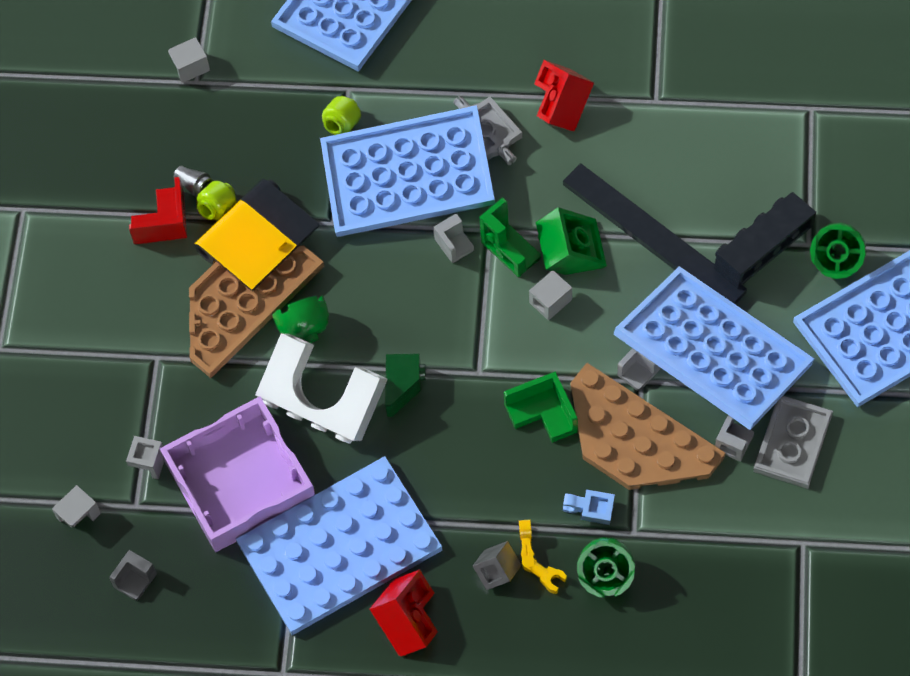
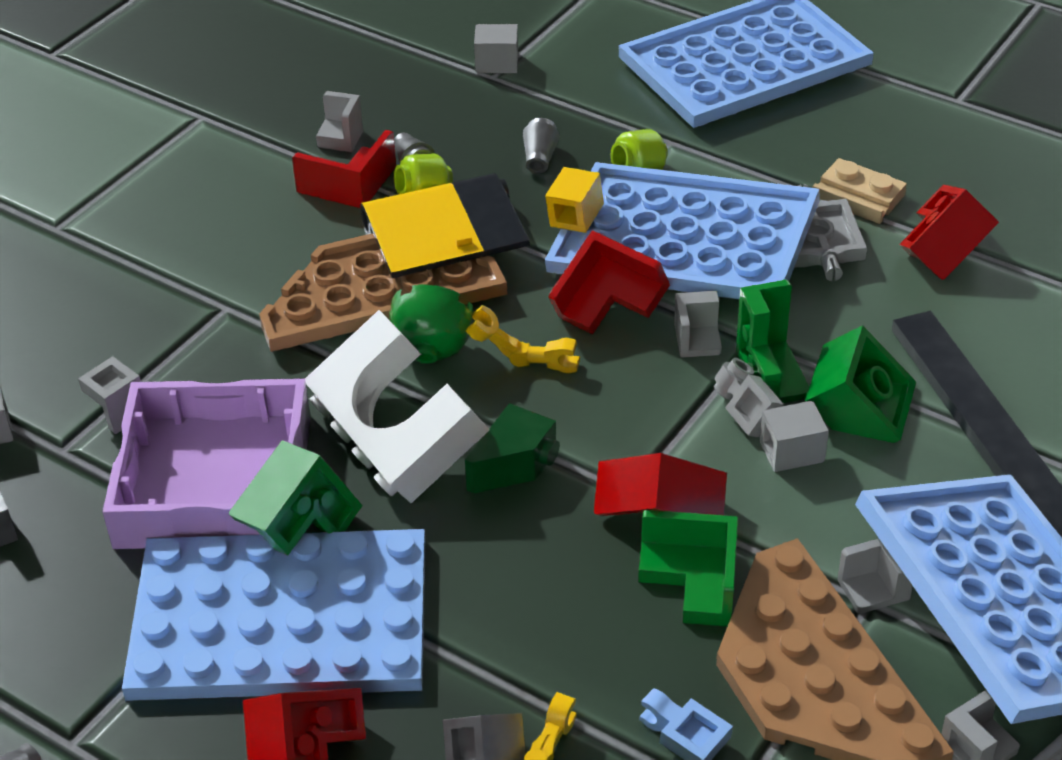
camera: 25 degrees right, 20 degrees down
(128, 177) = (341, 123): none -> light grey panel
(271, 135) = (540, 142): none -> flat silver cone
(309, 479) = (291, 494): none -> green panel
(331, 181) = (574, 199): none -> yellow brick
(382, 300) = (521, 353): none -> yellow piece
(383, 233) = (607, 274): none -> red panel
(490, 79) = (867, 191): none -> tan plate
(499, 371) = (658, 484): none -> red panel
(515, 281) = (746, 394): none -> light grey plate

